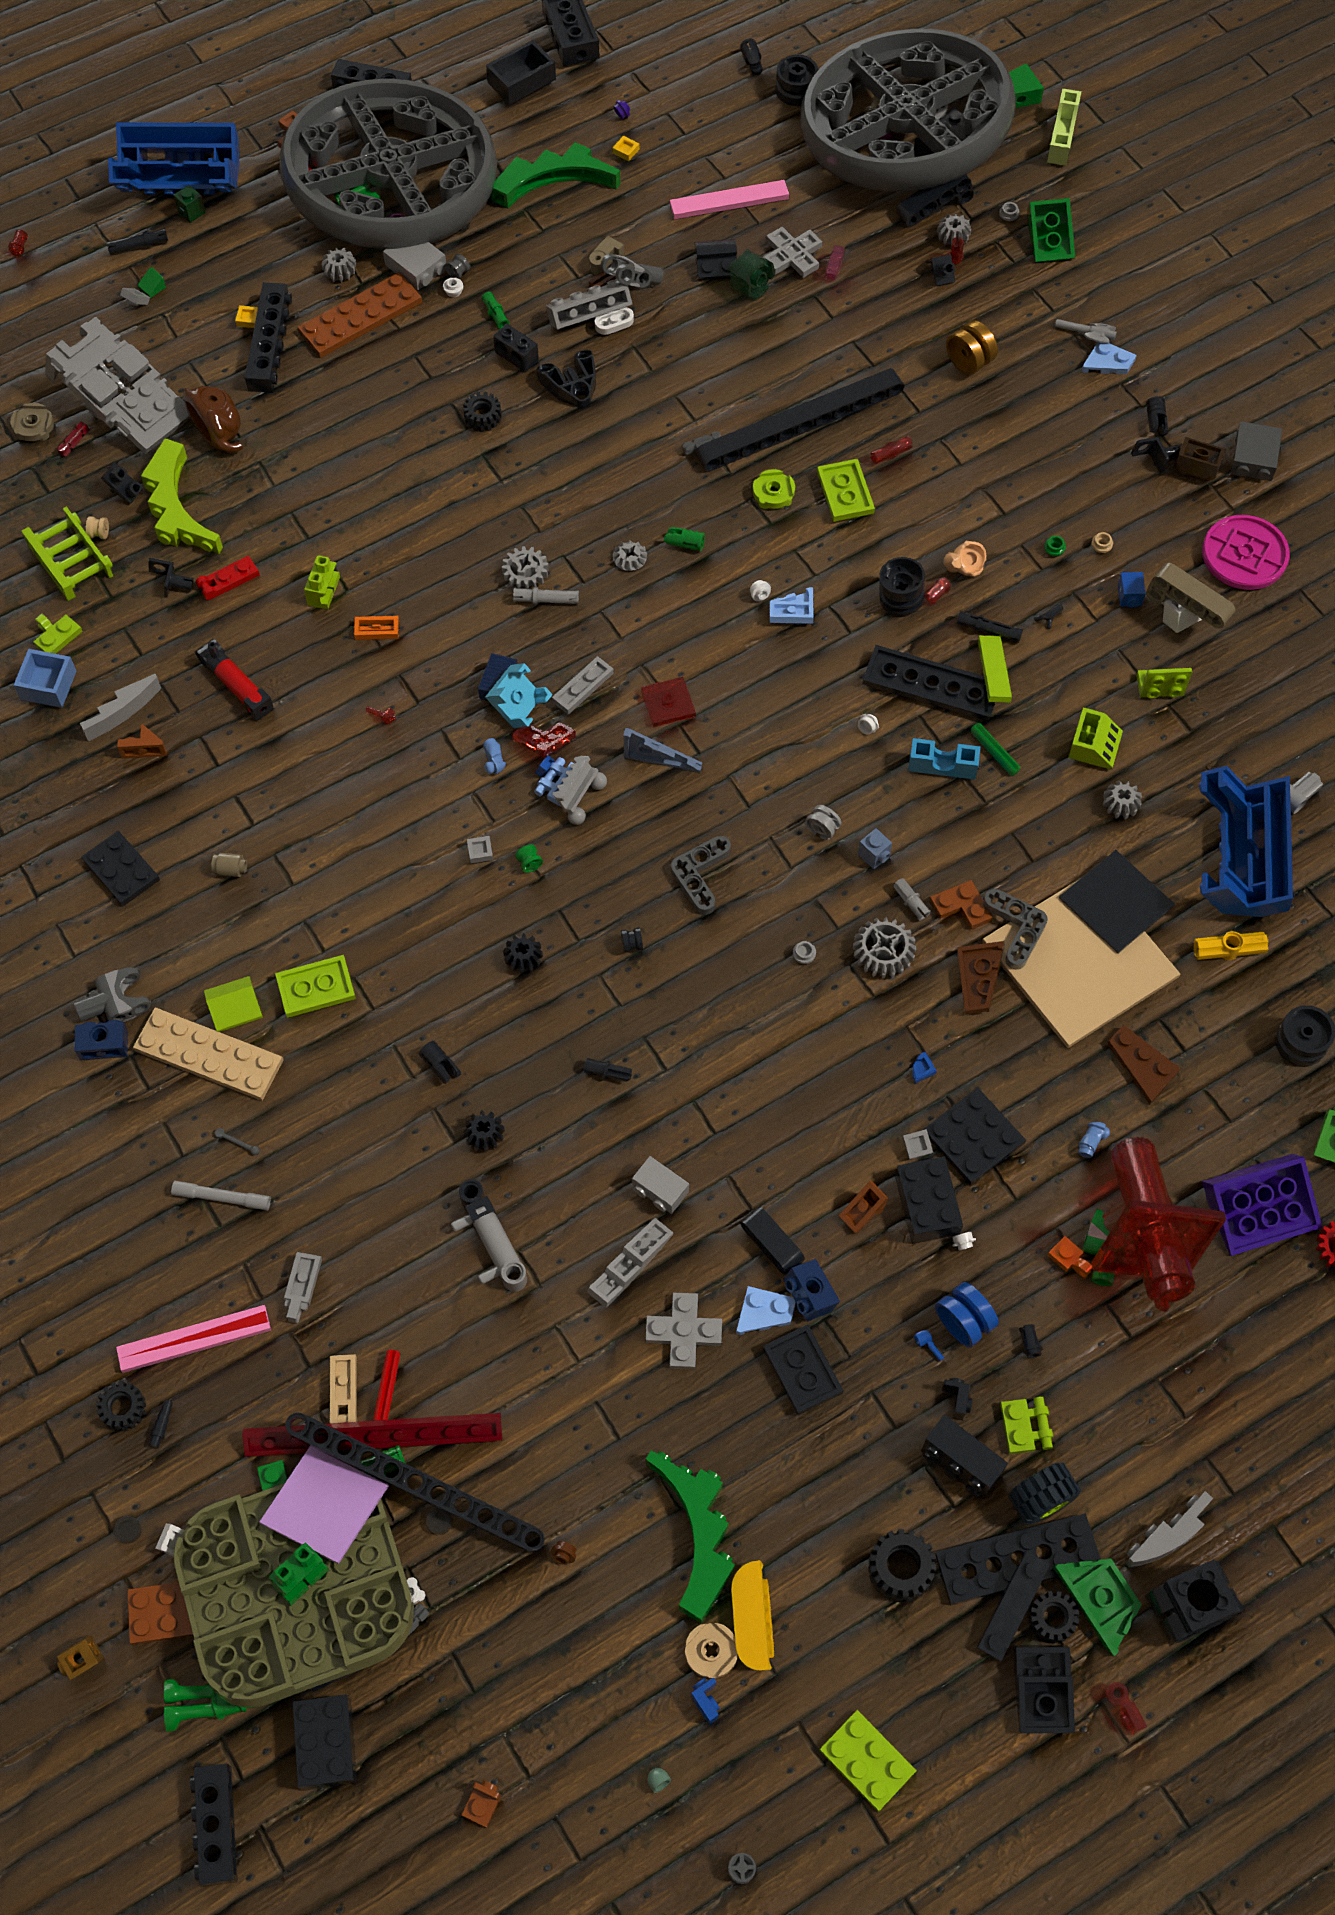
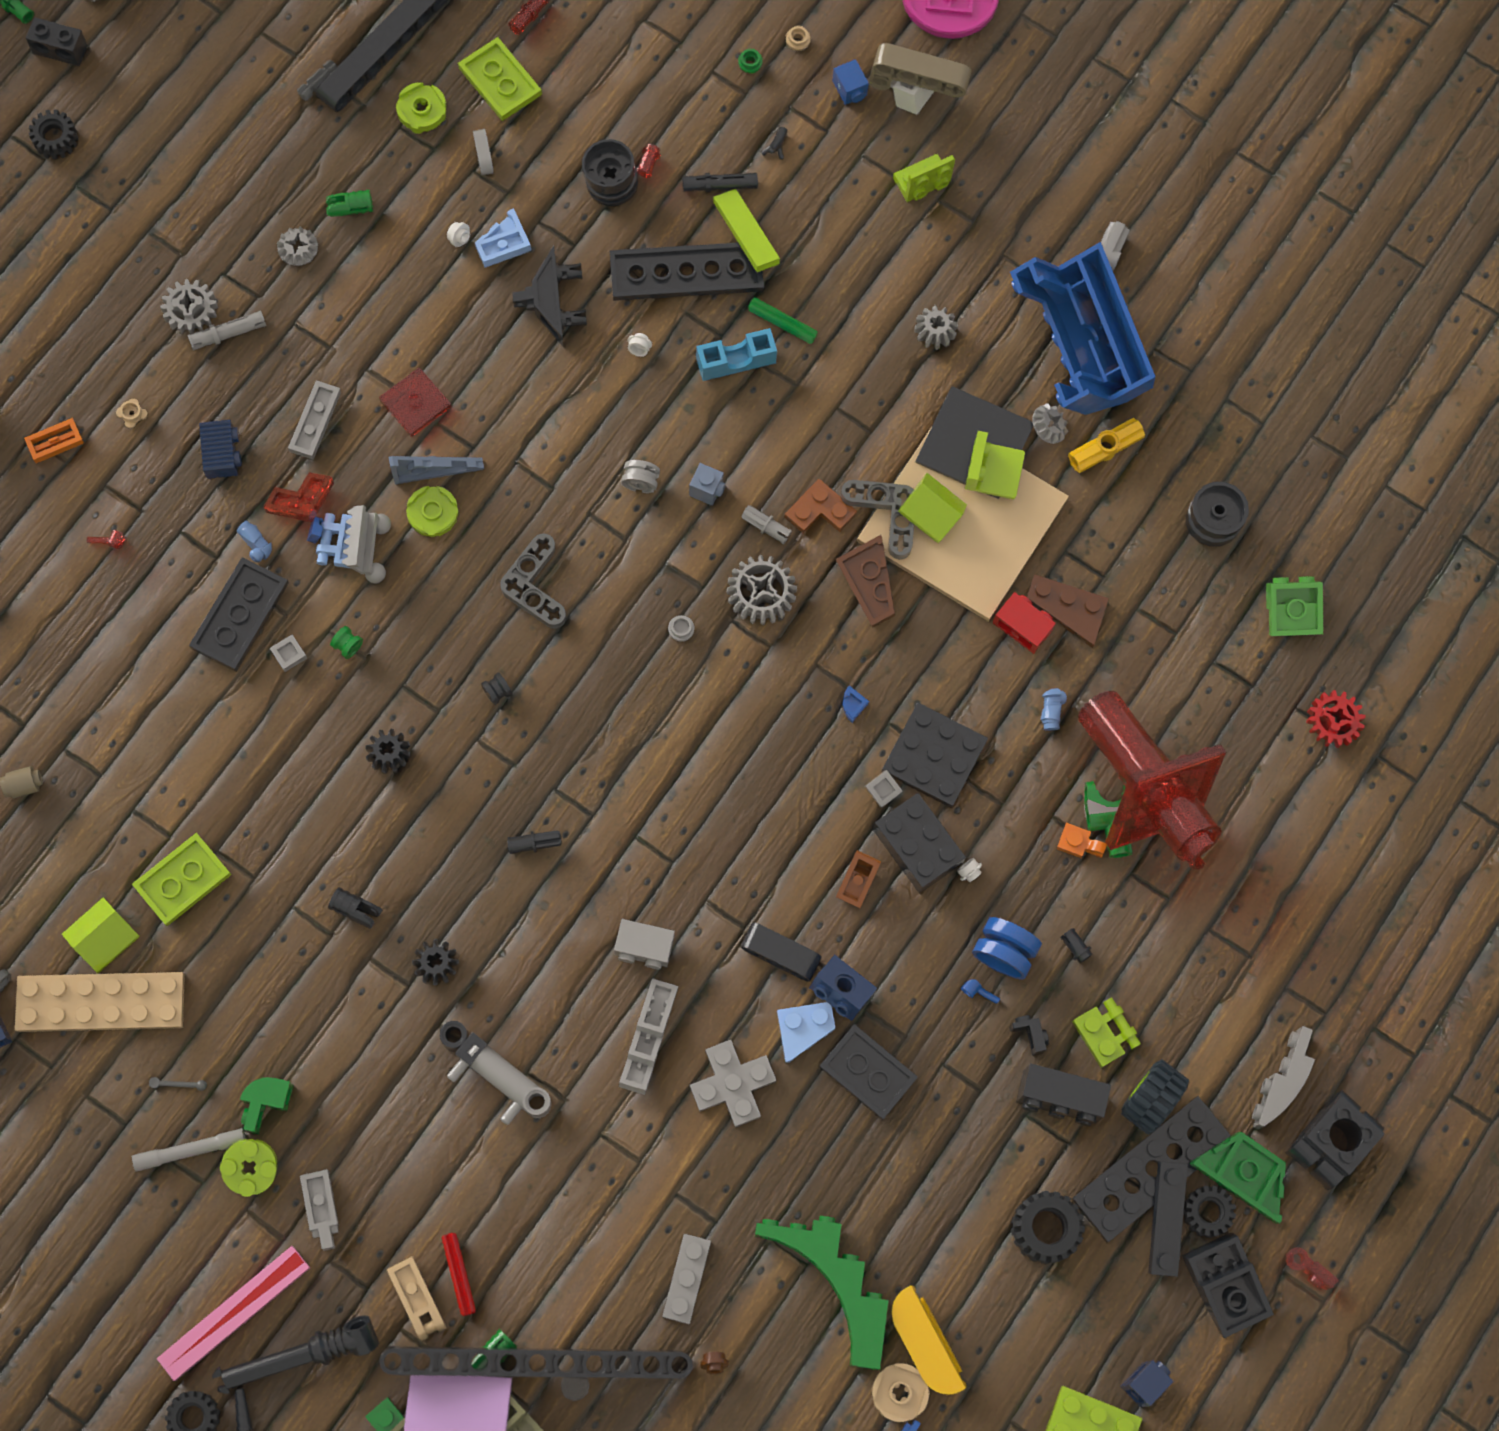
camera: 30 degrees left, 10 degrees up
(272, 1234) = (248, 1183): none -> lime plate
(279, 1398) = (355, 1337): none -> black piece
(300, 1177) = (263, 1094): none -> green brick
(381, 1433) = (474, 1326): dark red plate -> none
(442, 624) = (129, 406): none -> tan plate
(455, 806) = (239, 614): none -> black plate
(516, 696) = (249, 462): medium azure panel -> none
(555, 383) = (123, 69): black connector -> none
(572, 1474) = (686, 1279): none -> light grey plate
(643, 787) = (432, 511): none -> lime tile
(807, 538) = (483, 152): none -> light grey beam
(808, 660) = (544, 296): none -> black connector
(933, 1738) = (1147, 1383): none -> dark blue brick
(966, 559) = (664, 113): light nougat hair -> none
(1056, 936) = (933, 508): none -> lime slope
(1096, 739) = (882, 270): lime slope -> none
(1097, 1059) = (1024, 622): none -> red brick
(1123, 925) = (994, 468): none -> lime bracket
(1188, 919) = (1041, 420): none -> light grey gear
(1264, 1203) = (1243, 706): dark purple slope -> none

